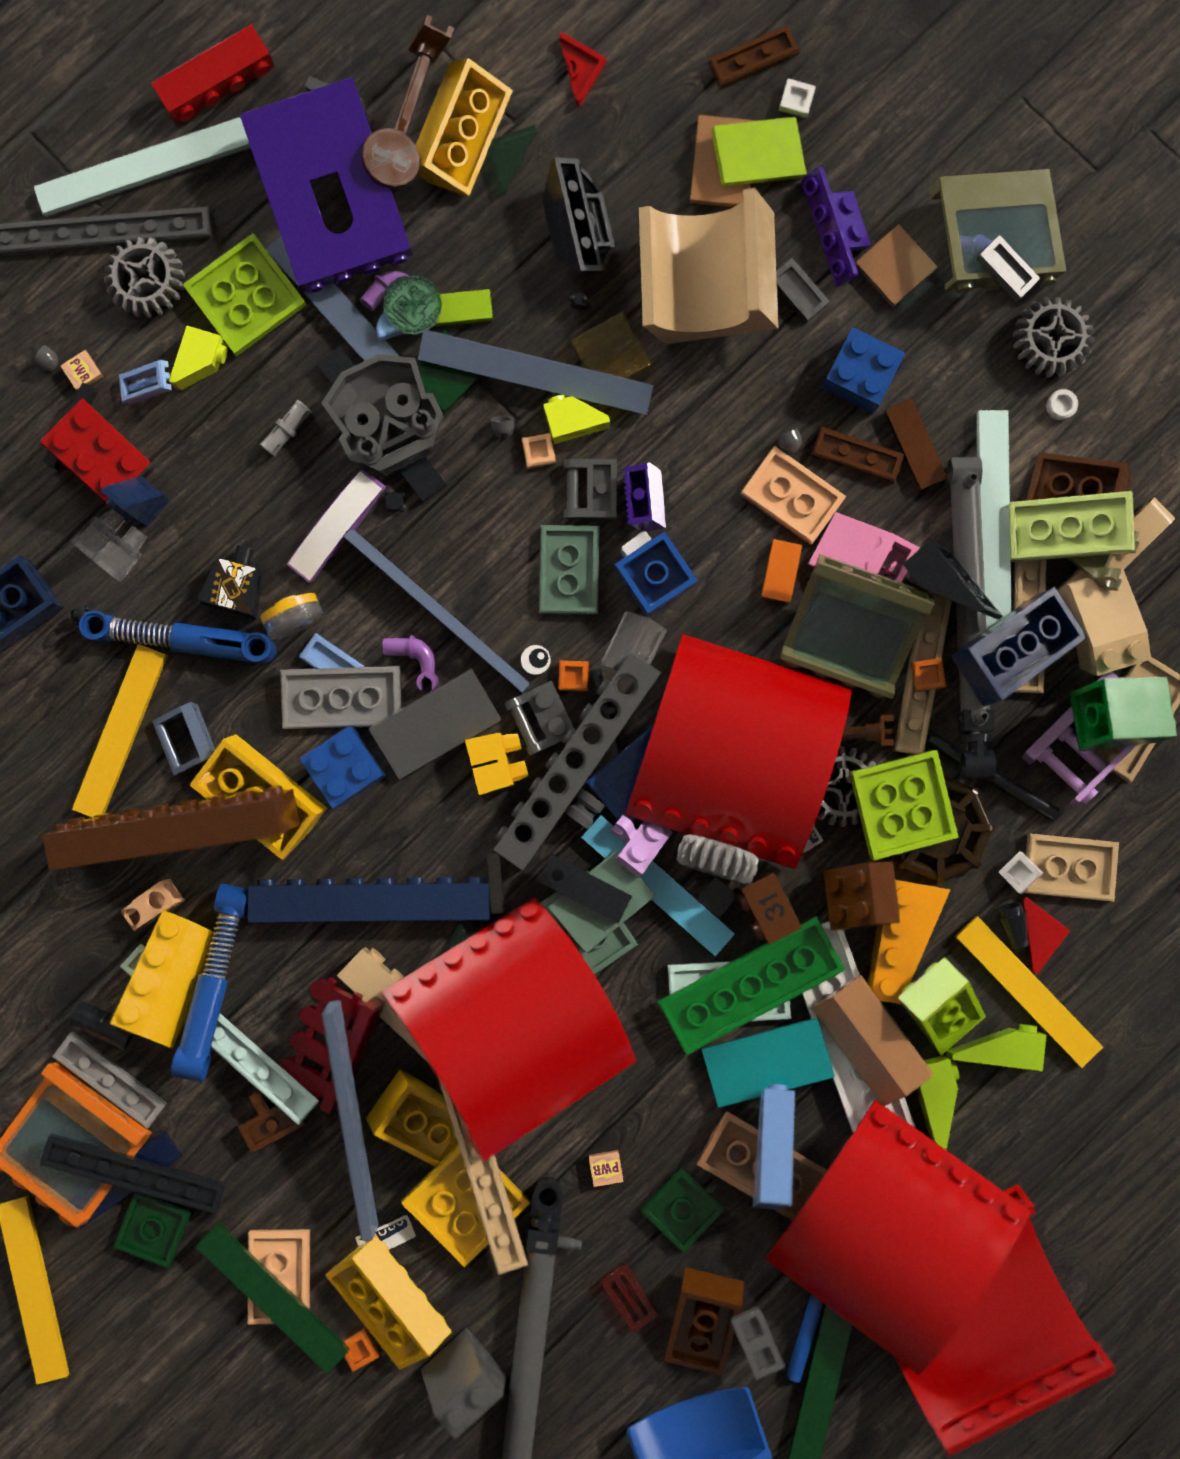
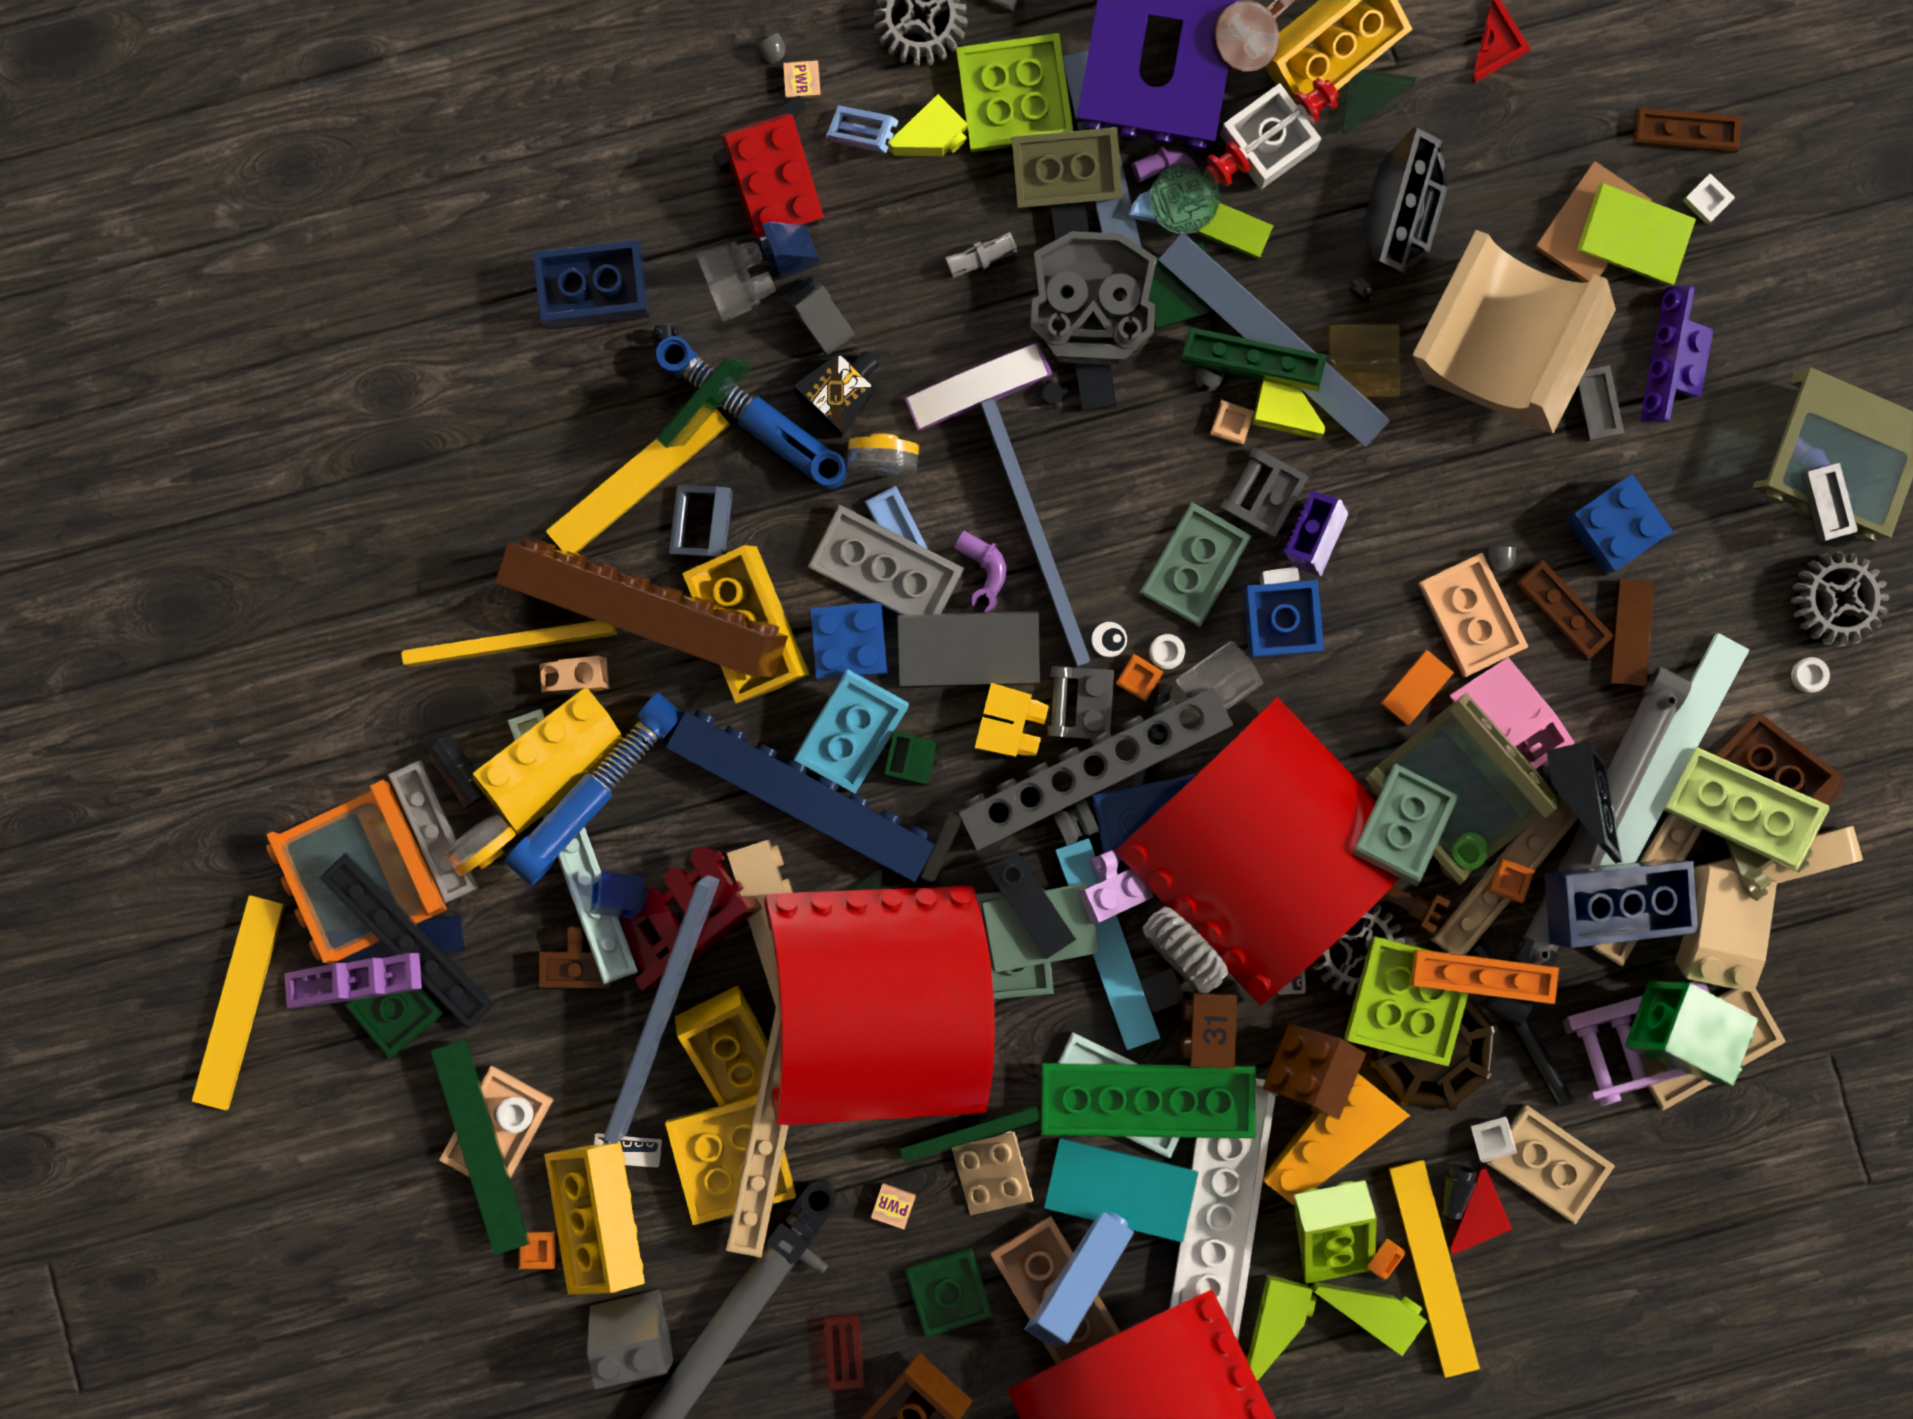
camera: 30 degrees right, 0 degrees up
(87, 909) = (507, 643): none -> yellow tile
(108, 1226) = (353, 980): none -> medium lavender slope
(134, 648) = (704, 402): none -> dark green tile
(147, 1072) = (480, 844): none -> clear piece
(188, 537) = (818, 314): none -> dark grey tile
(272, 1052) = (617, 895): none -> clear blue brick
(285, 1259) = (514, 1114): none -> white tile
(312, 327) = (1067, 167): none -> olive plate
(380, 833) = (851, 731): none -> medium azure plate
(436, 828) = (910, 758): none -> dark green piece
(451, 221) = (1271, 134): none -> white brick
(528, 394) = (1254, 359): none -> dark green tile
(583, 645) = (1167, 651): none -> white tile
(632, 1083) = (969, 1133): none -> dark green tile
(666, 1103) = (992, 1173): none -> tan hinge
(828, 676) = (1405, 824): none -> sand green tile
(872, 1041) = (1242, 1227): medium nougat slope -> none
(886, 669) = (1470, 850): none -> bright green tile
(895, 265) = (1715, 433): medium nougat tile -> none
(948, 756) = (1484, 976): none -> orange plate
(990, 1004) = (1386, 1259): none -> orange tile

